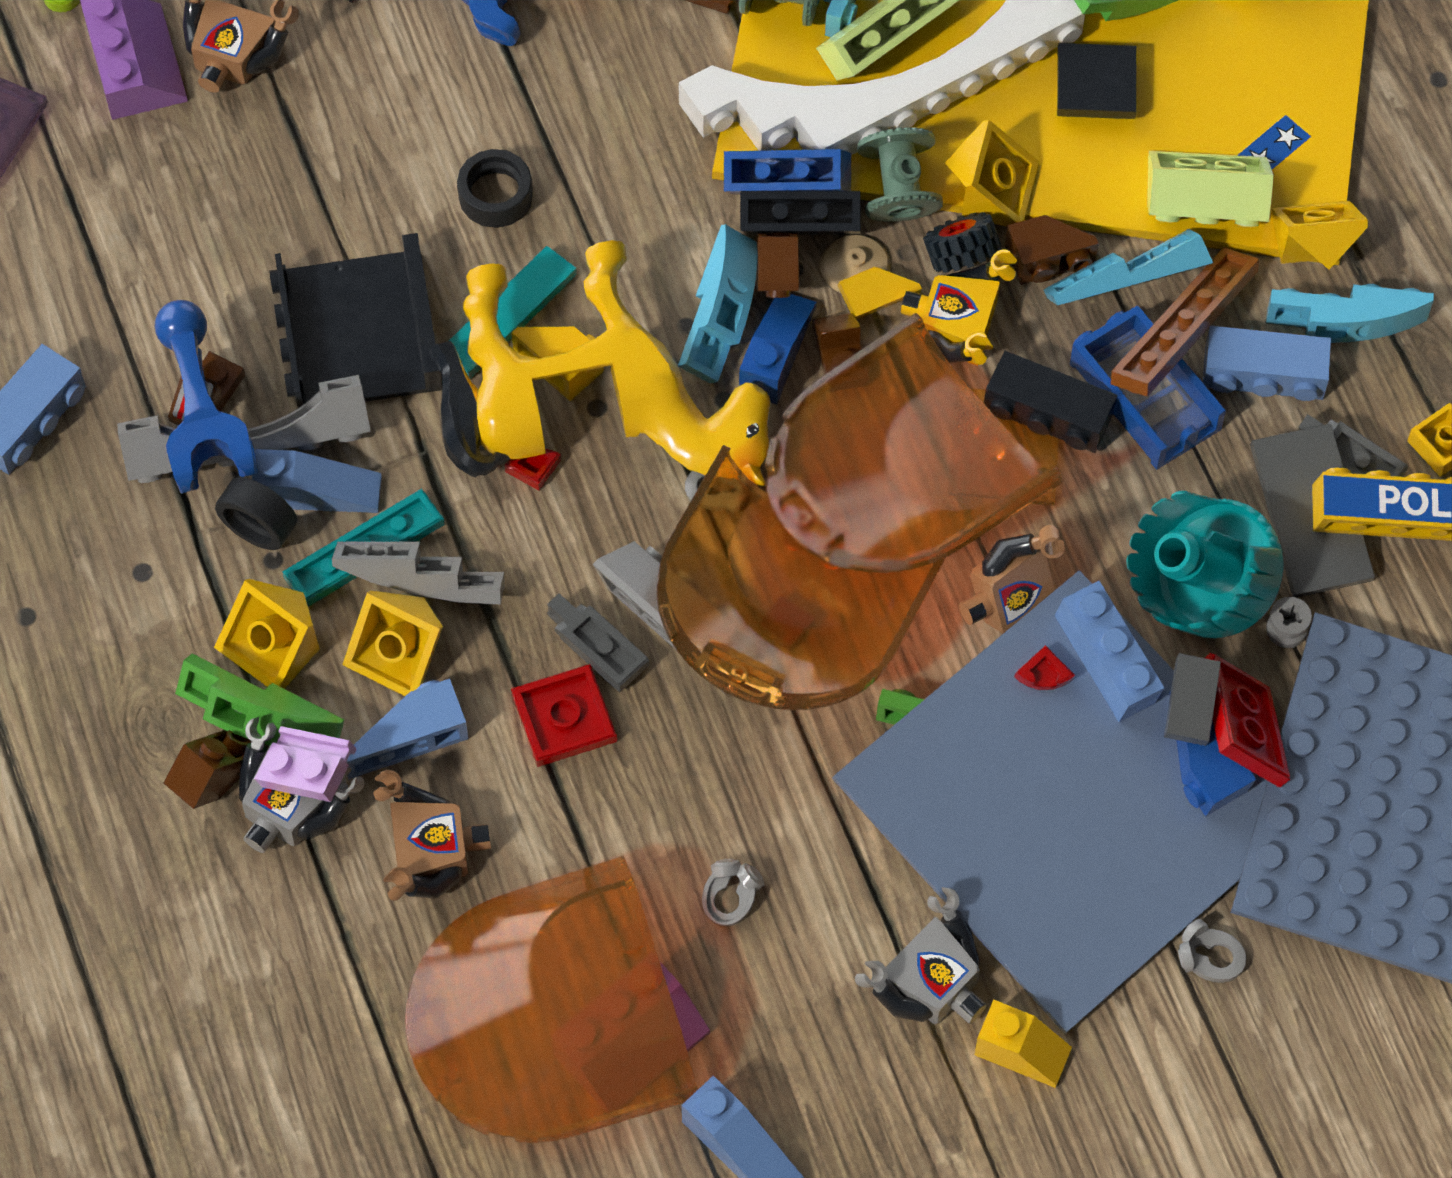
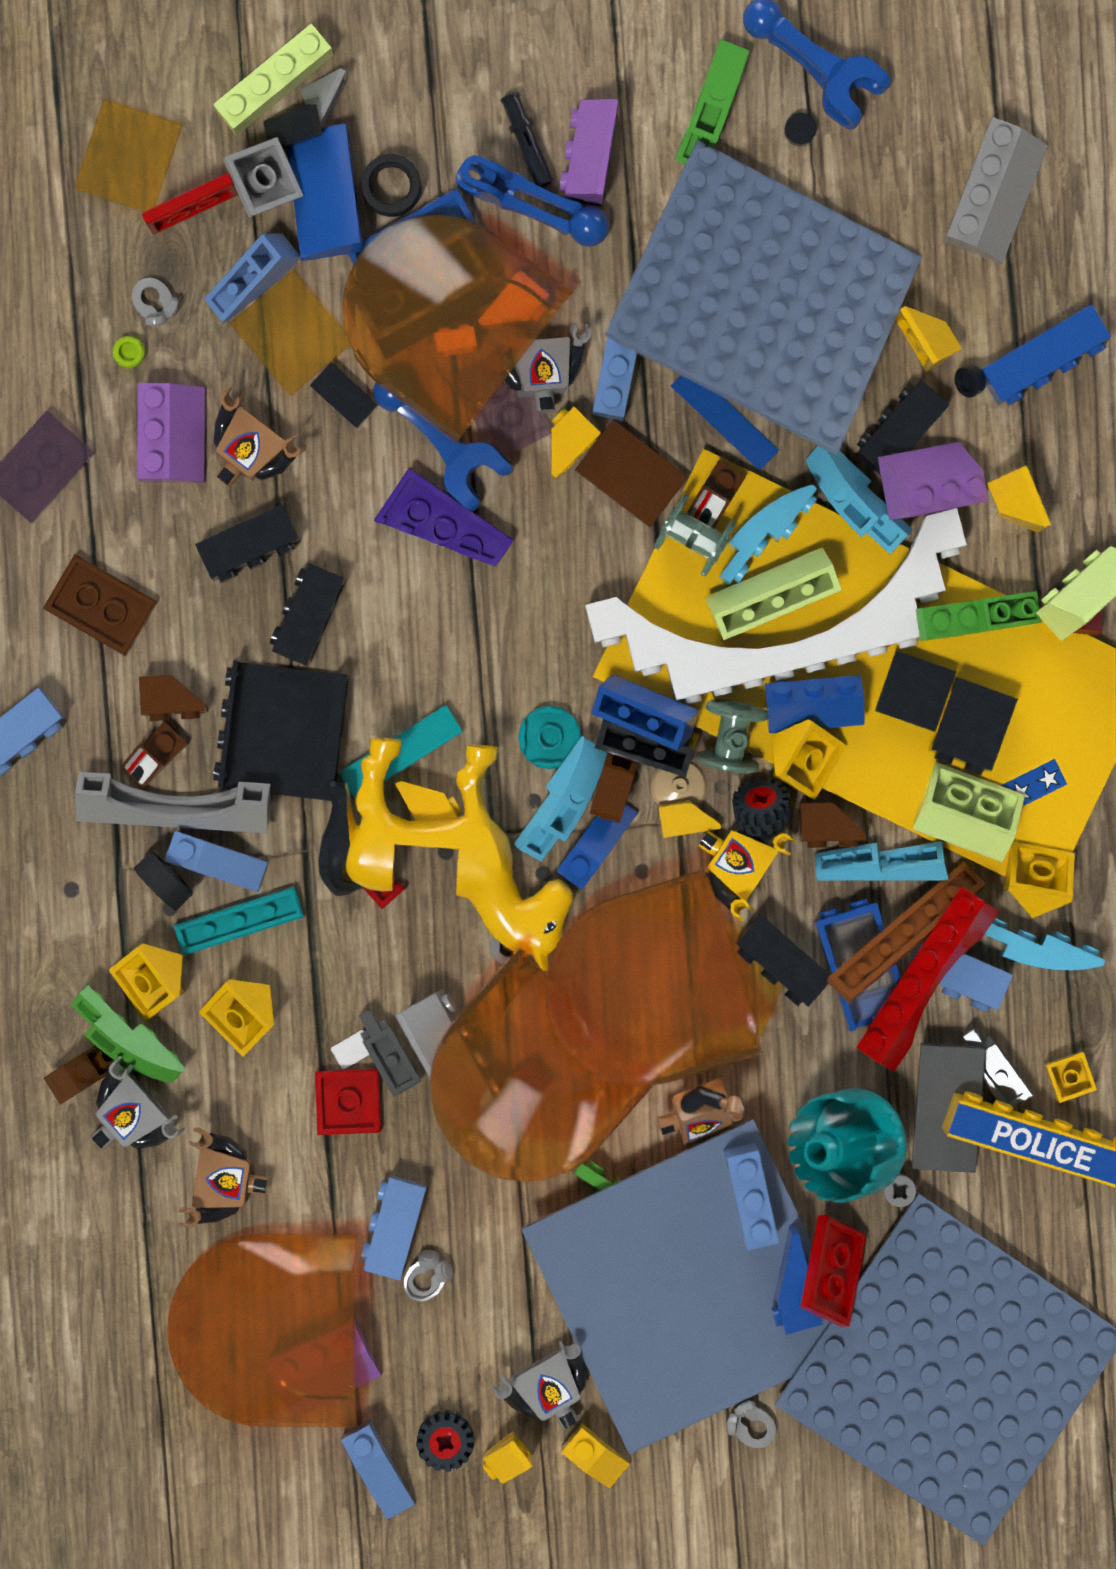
camera: 15 degrees right, 25 degrees up
(96, 254) = (100, 605): none -> reddish brown tile
(205, 430) = (143, 718): blue piece -> none
(226, 319) = (167, 695): none -> reddish brown slope
(256, 139) = (248, 544): none -> black brick
(305, 764) = (145, 1107): lavender plate -> none
(350, 193) = (307, 614): none -> black brick
(403, 569) = (276, 966): light grey slope -> none
(414, 726) = (242, 1082): medium blue slope -> none
(475, 59) = (434, 515): none -> dark purple wing
(488, 163) = (420, 617): black tyre -> none
(549, 657) = (350, 1050): none -> white sticker
(668, 839) = (393, 1227): none -> medium blue brick
(679, 250) = (548, 736): none -> teal tile
(819, 1099) = (451, 1431): none -> black wheel
(837, 339) = (642, 858): reddish brown slope -> none
(910, 1072) = (507, 1458): none -> yellow slope
(1012, 105) = (823, 701): none -> blue brick
(1044, 671) = (700, 1193): red tile -> none
(1177, 95) = (973, 726): none -> black panel
(1192, 699) = (796, 1257): dark grey tile -> none
(1210, 430) = (896, 1023): none -> red arch

